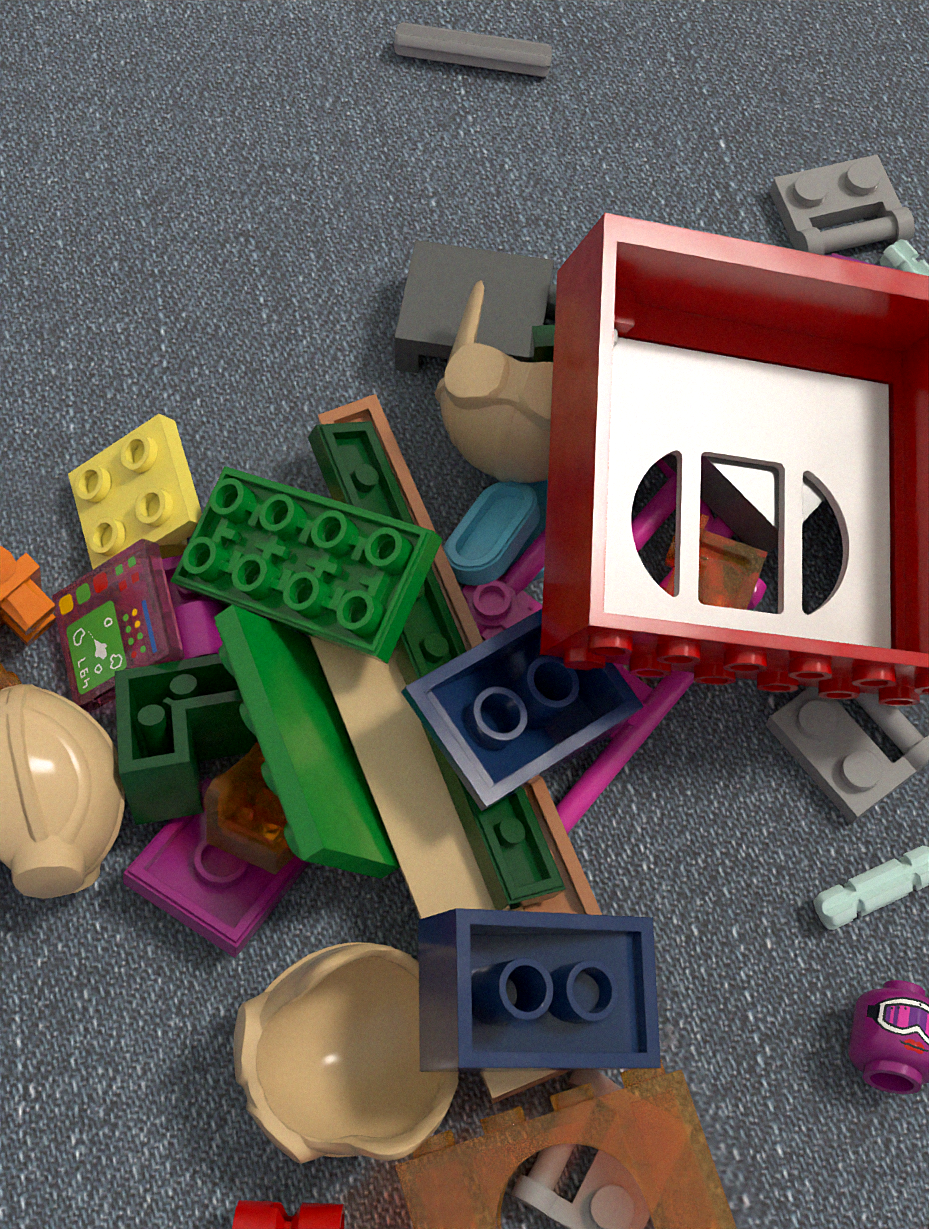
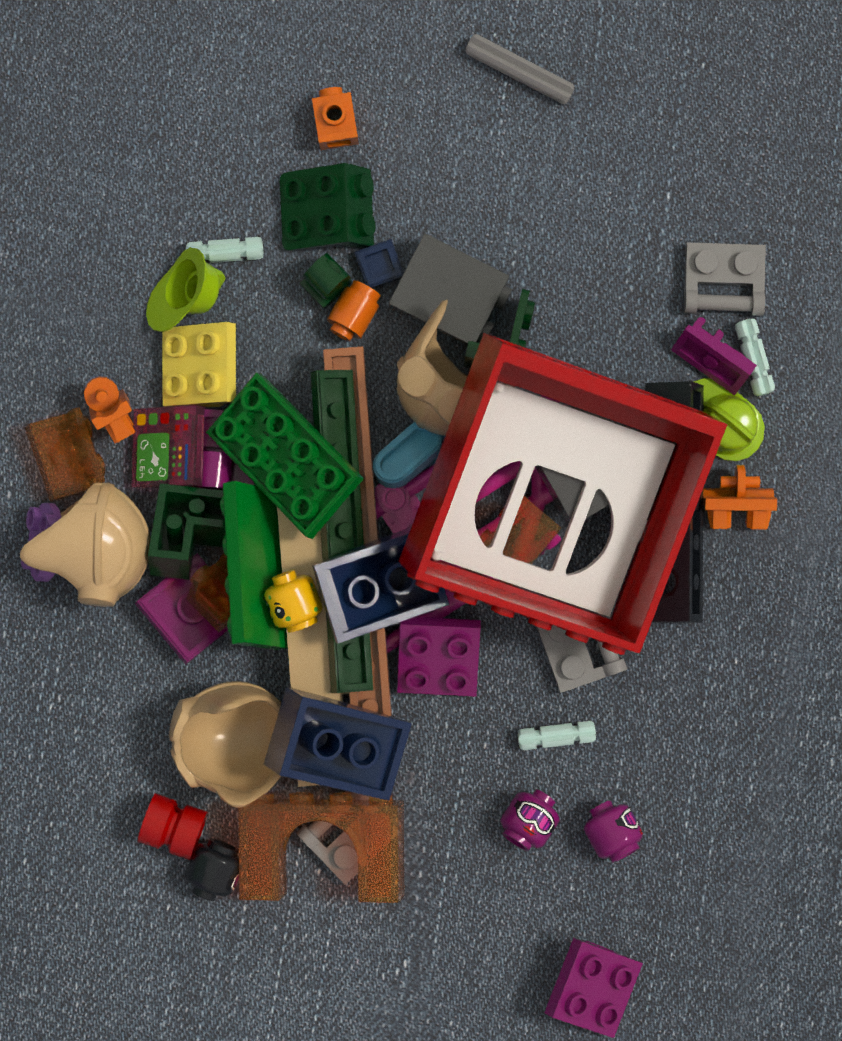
camera: 20 degrees right, 20 degrees up
(93, 409) = (185, 289): none -> lime piece
(135, 353) = (230, 249): none -> light aqua axle
(243, 146) = (338, 132): none -> orange brick
(264, 255) = (327, 207): none -> dark green bracket
(294, 343) = (325, 280): none -> dark green leg
(346, 369) = (353, 311): none -> orange brick
(362, 315) = (379, 264): none -> dark blue tile
(386, 772) = (293, 601): none -> yellow head
(647, 813) = (439, 656): none -> magenta plate

